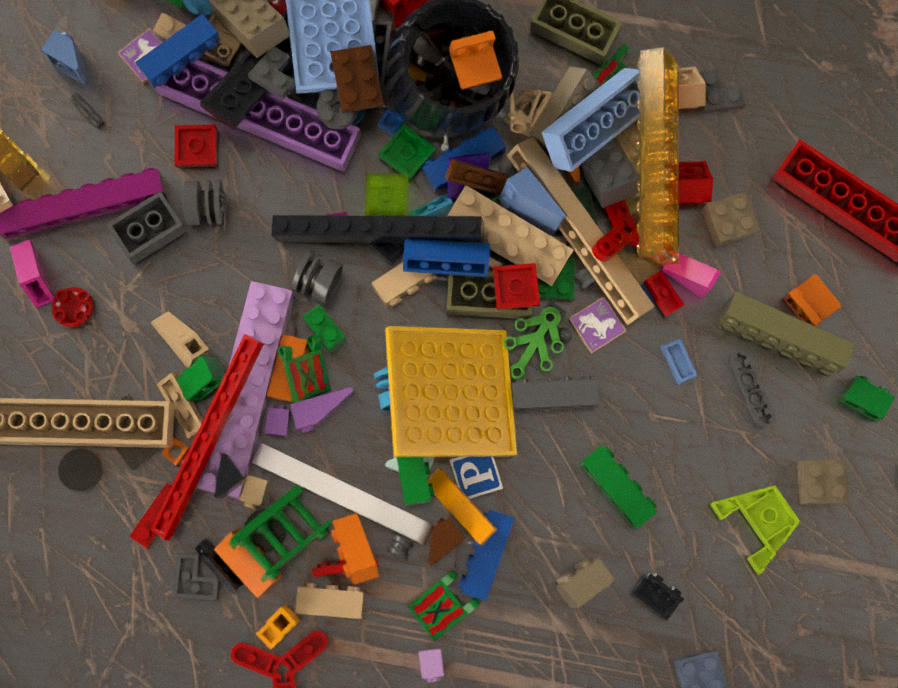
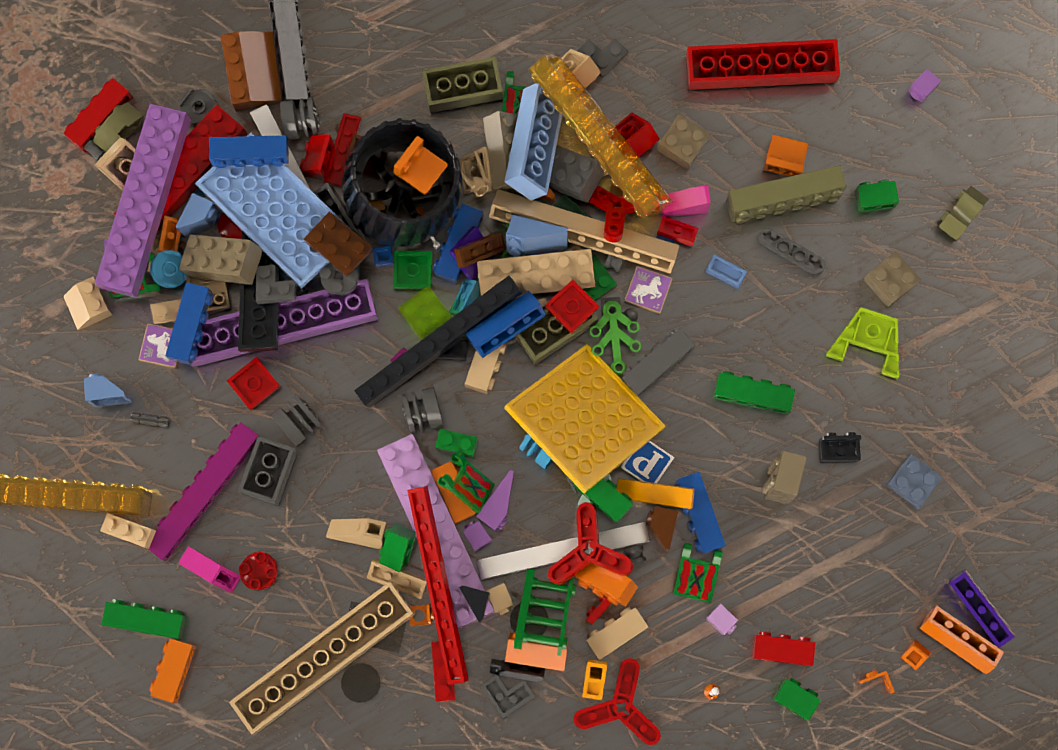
camera: 30 degrees left, 0 degrees up
(367, 523) = (577, 559): none -> red piece

